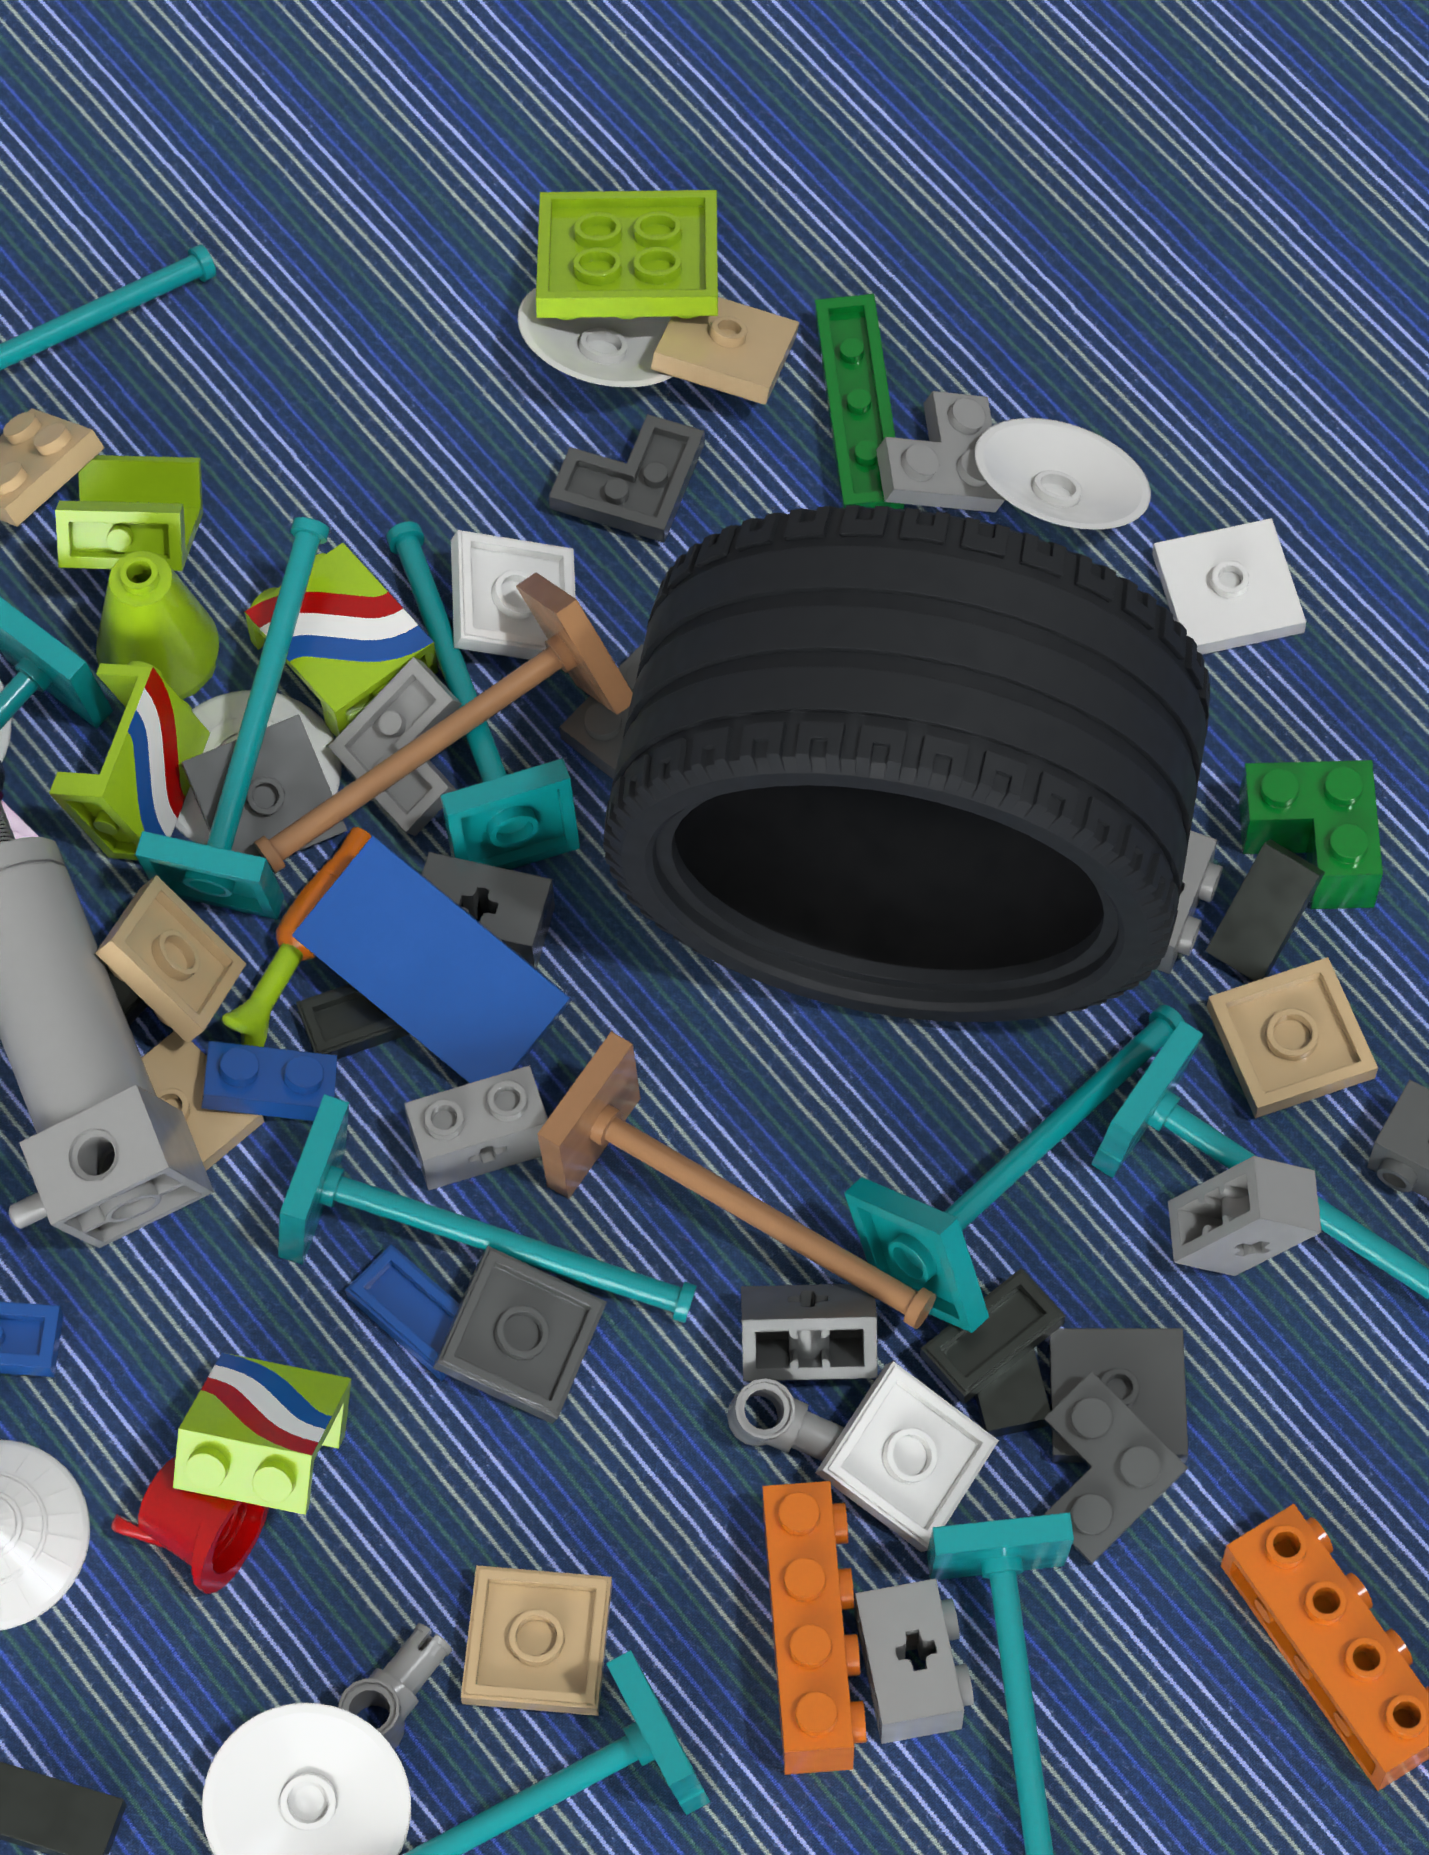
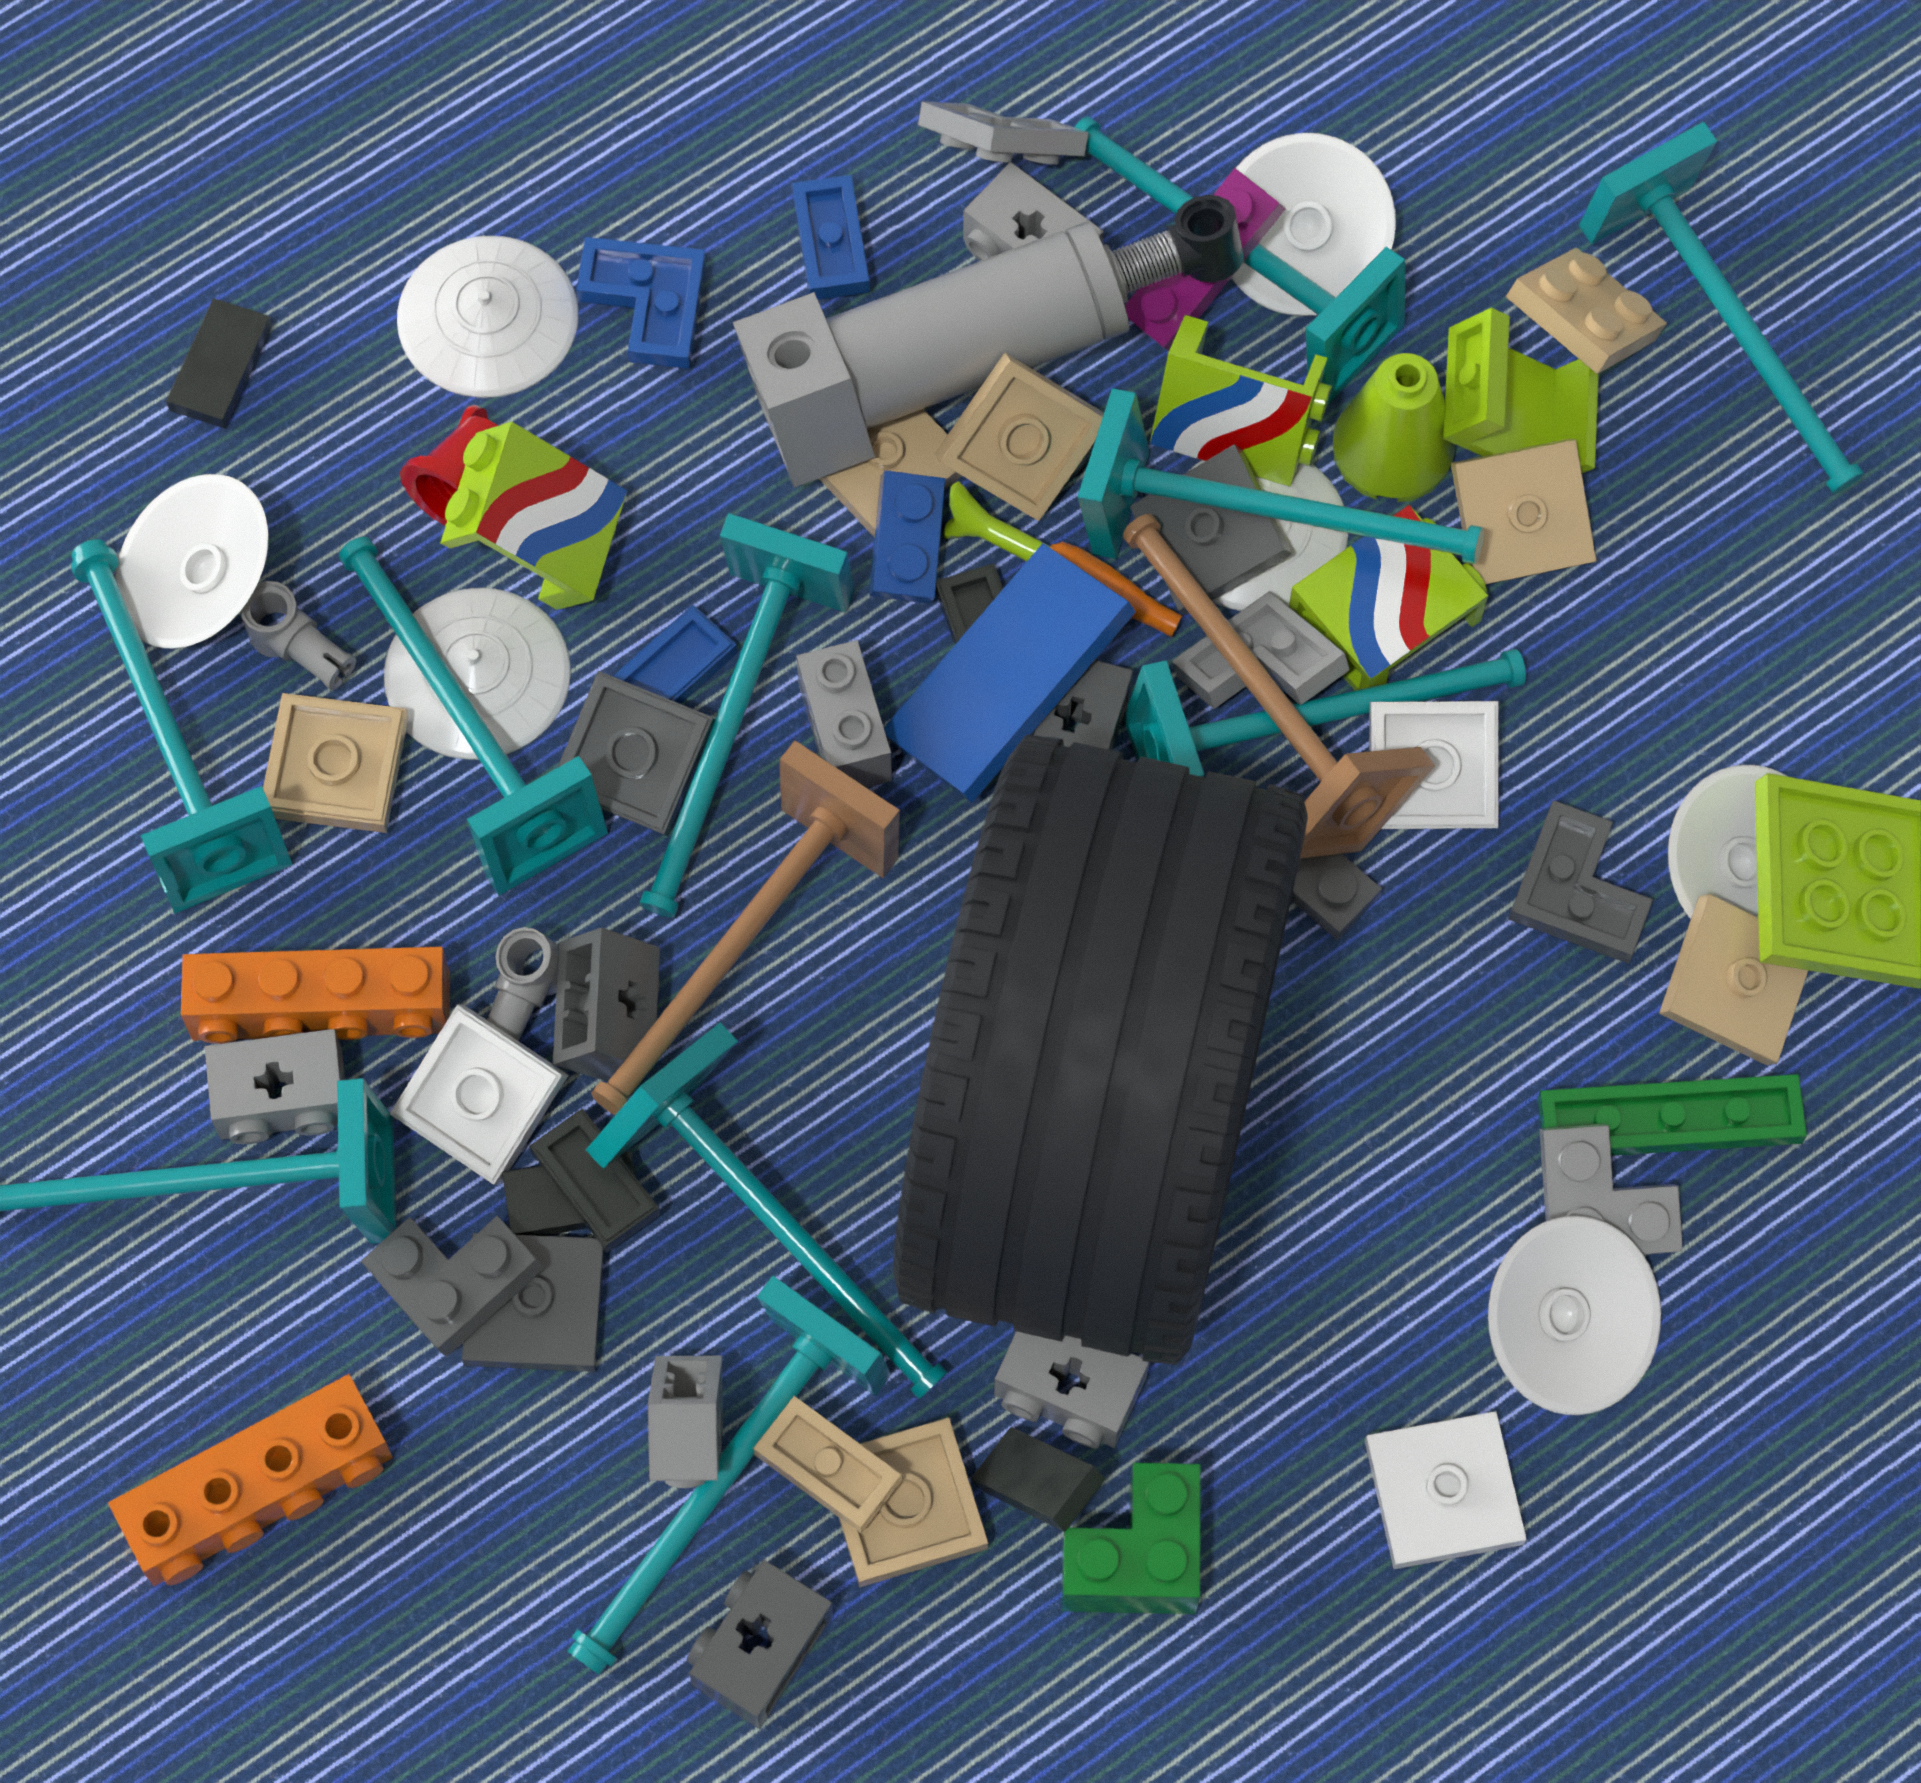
camera: 90 degrees right, 5 degrees up
(238, 517) = (1528, 508): none -> tan plate
(419, 1511) = (503, 658): none -> white hat
(608, 1413) = (533, 821): none -> teal tile
(1275, 1090) = (827, 1464): none -> tan plate

